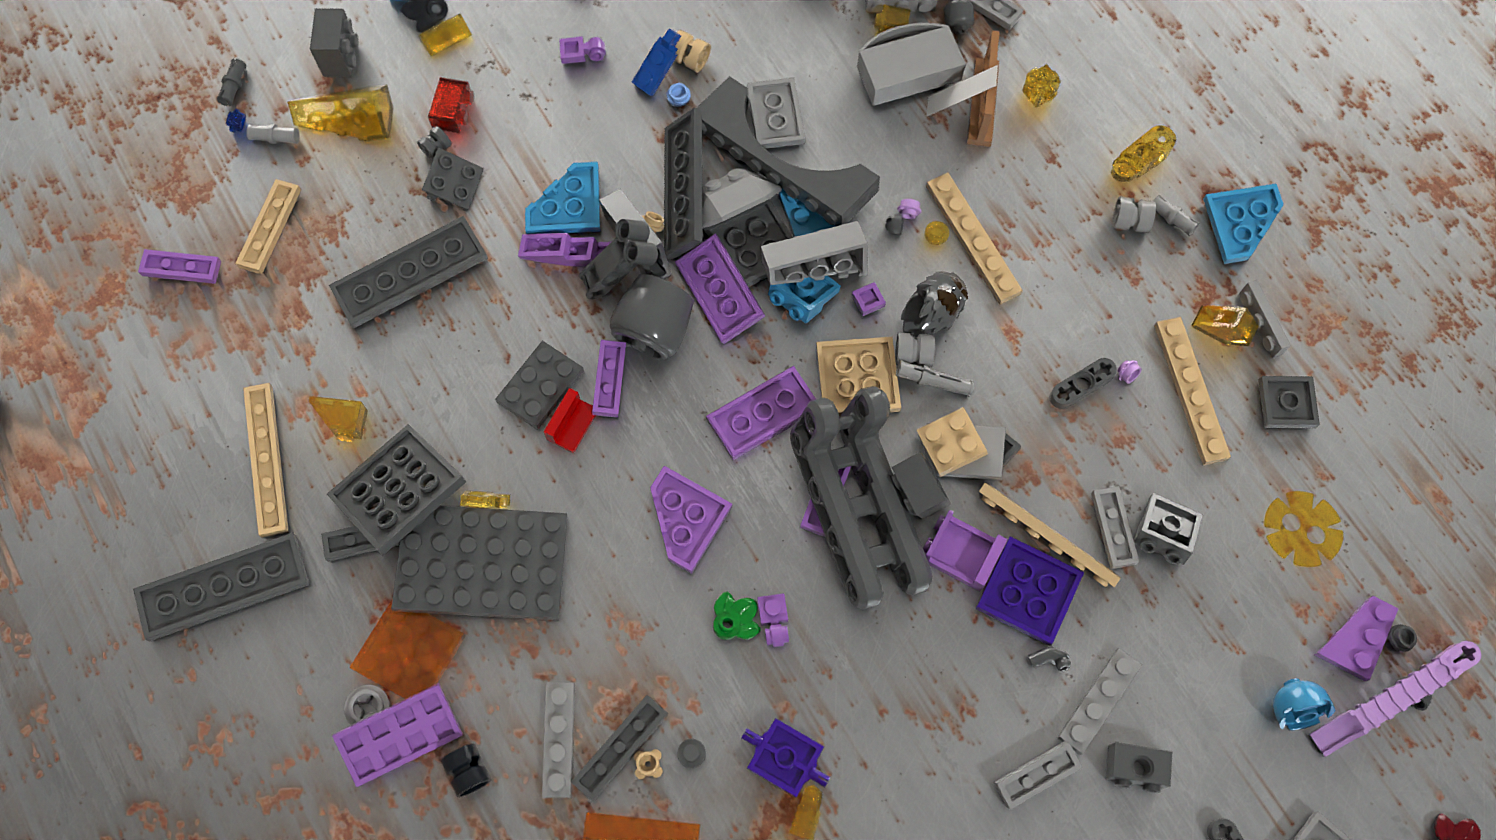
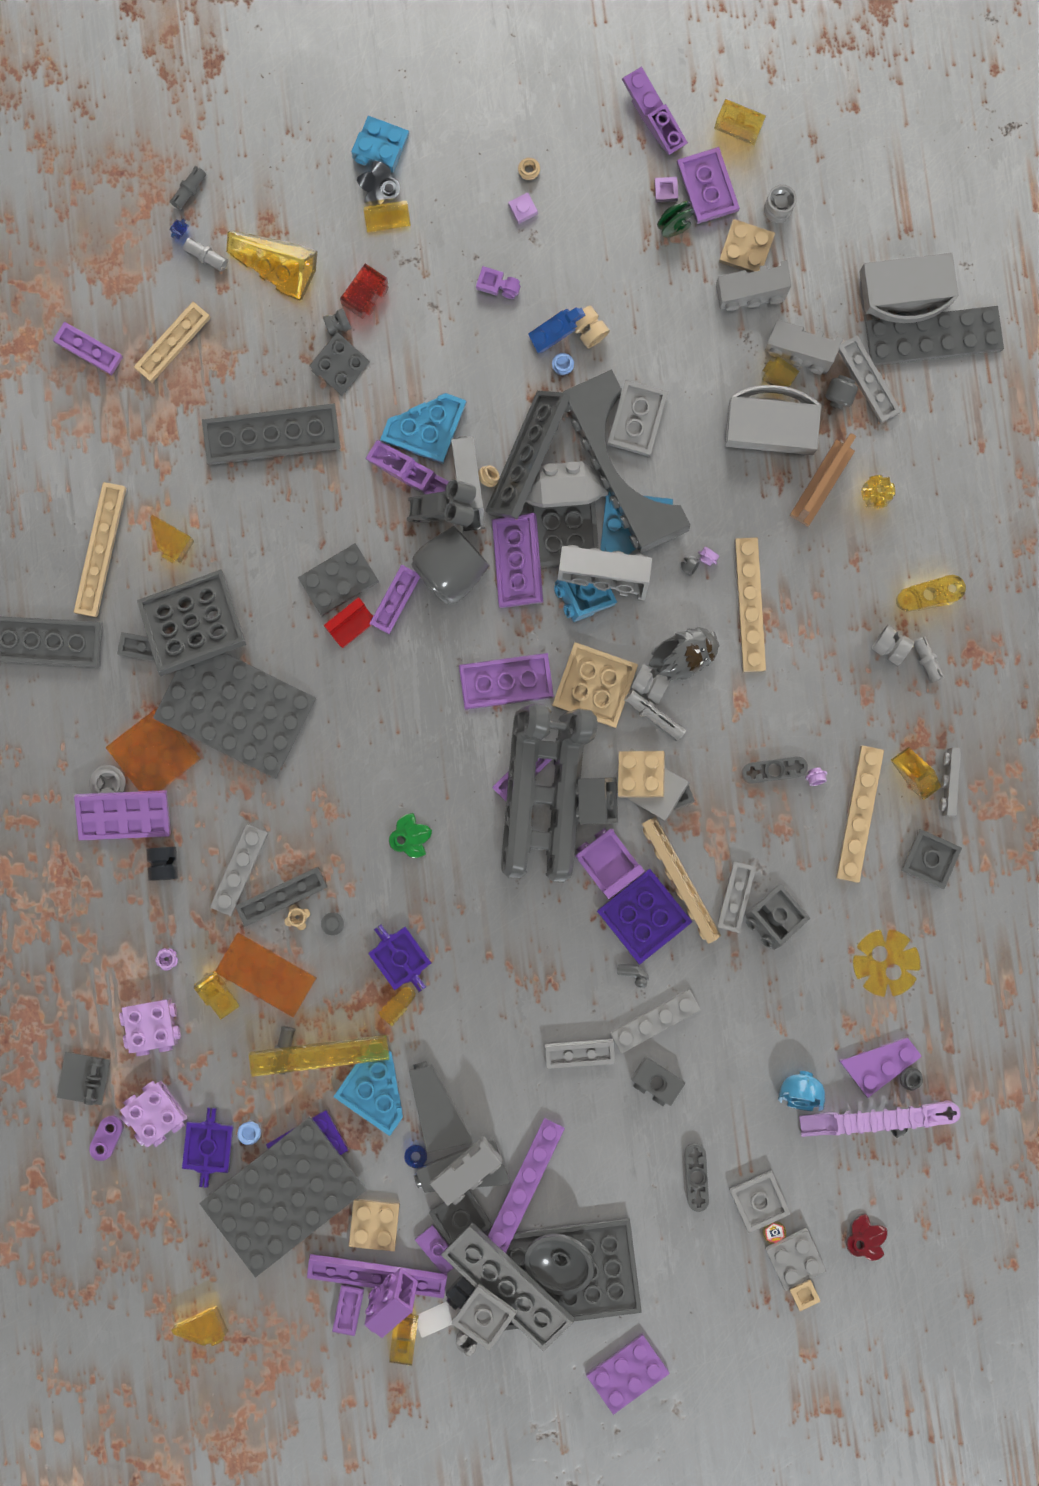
camera: 20 degrees right, 15 degrees up
(333, 42) = (287, 190): dark grey brick -> none
(483, 499) = (256, 658): clear yellow plate -> none
(687, 517) = (407, 741): medium lavender plate -> none
(772, 612) = (440, 844): medium lavender plate -> none
(868, 299) = (635, 622): medium lavender plate -> none
(936, 232) = (721, 587): clear yellow plate -> none
(962, 90) = (801, 472): white sticker -> none
(1242, 219) = (983, 687): dark azure plate -> none

